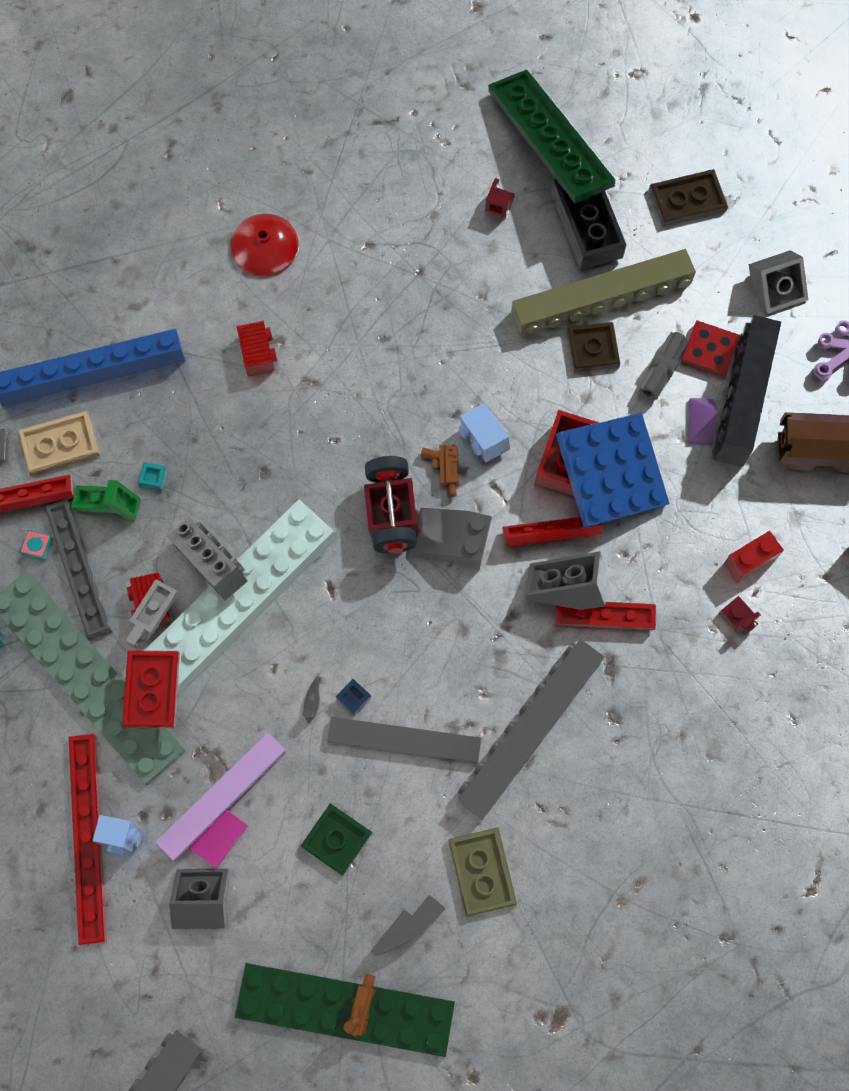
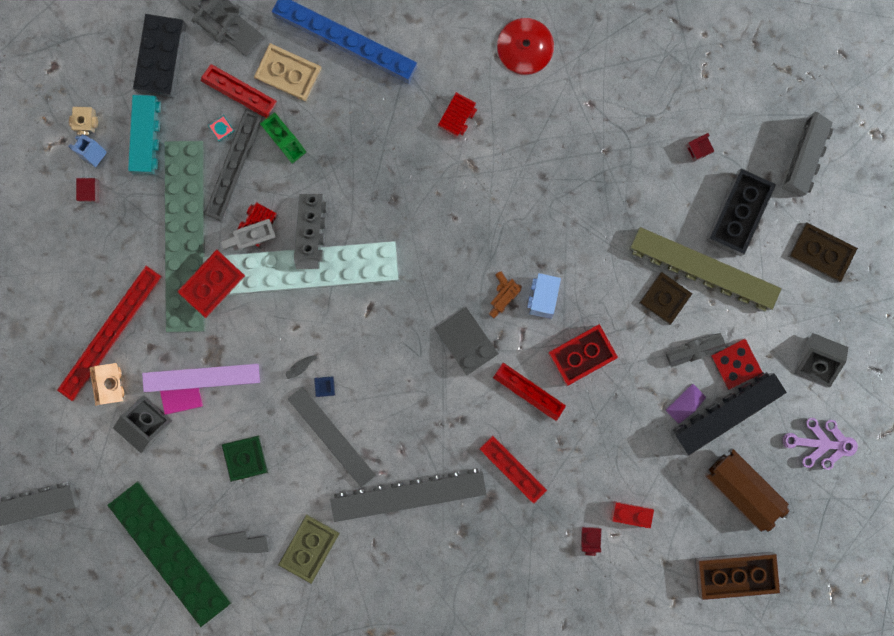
camera: 45 degrees right, 15 degrees up
(117, 834) = (125, 349): light blue brick -> none
(129, 903) = (101, 393): none -> light nougat brick
(152, 476) = (325, 144): teal tile -> none
(359, 1016) = (177, 562): dark orange piece -> none
(391, 505) = (445, 294): brick -> none
(551, 136) = (770, 135): dark green plate -> none
(569, 581) = (507, 432): dark grey slope -> none
(595, 126) = (807, 154): none -> dark grey slope
(612, 469) = (597, 389): blue plate -> none

